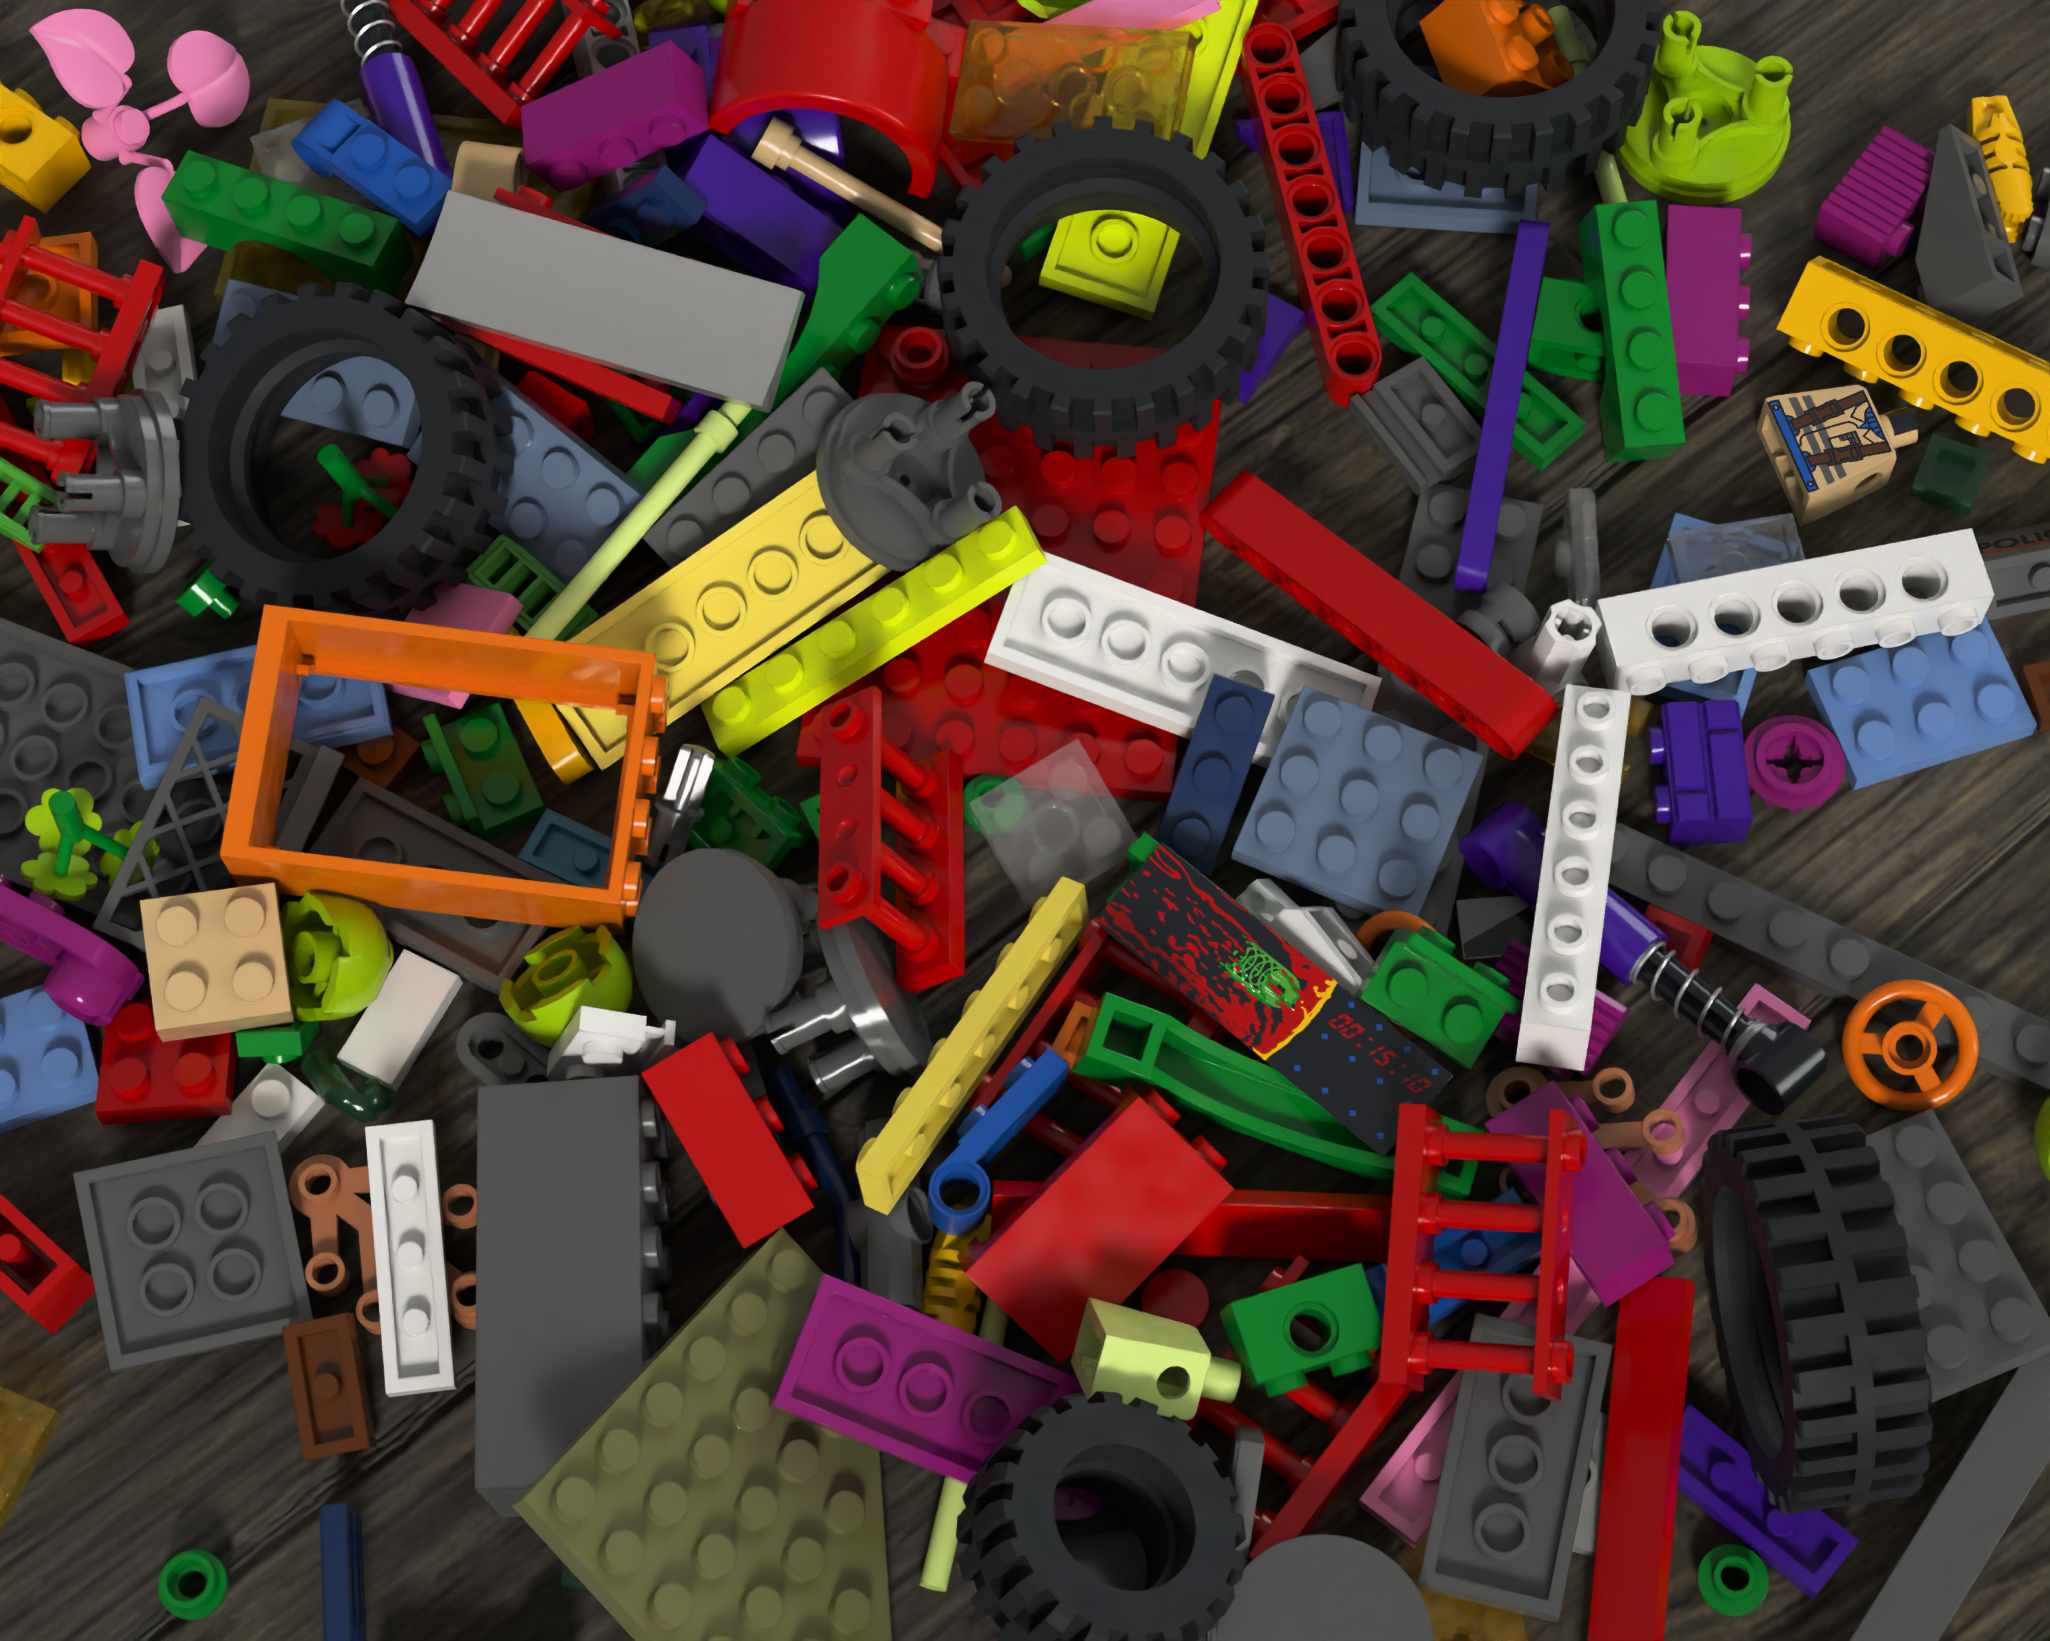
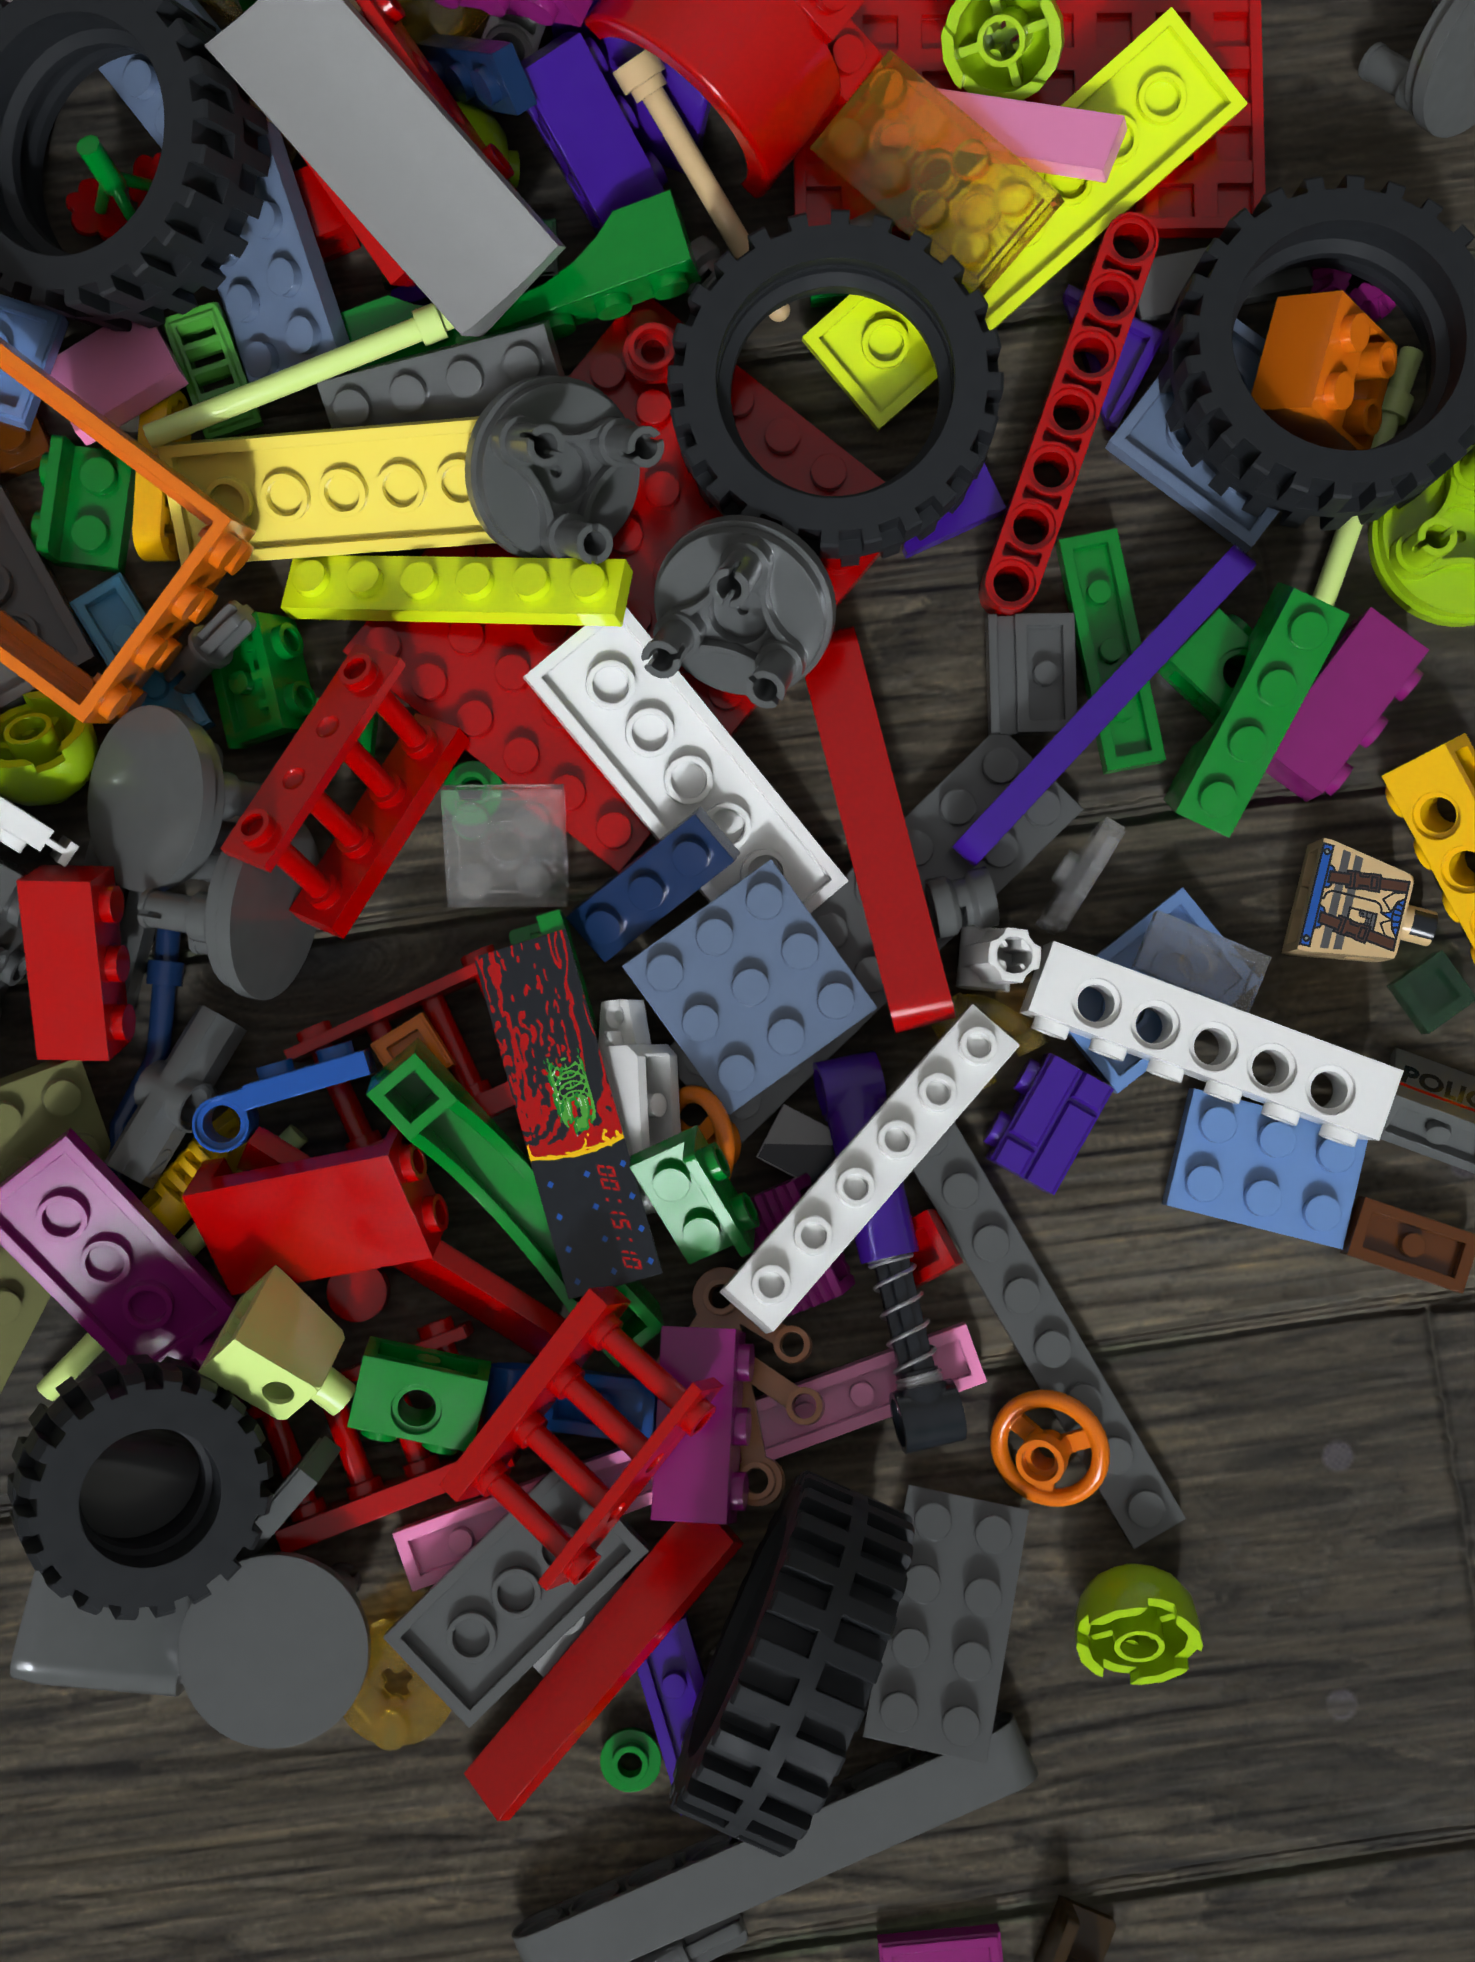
camera: 25 degrees right, 20 degrees up
(964, 1058) = (299, 1008): light yellow plate -> none
(1141, 491) = (741, 608): none -> dark grey piece
(1812, 746) = (1153, 1149): magenta gear -> none

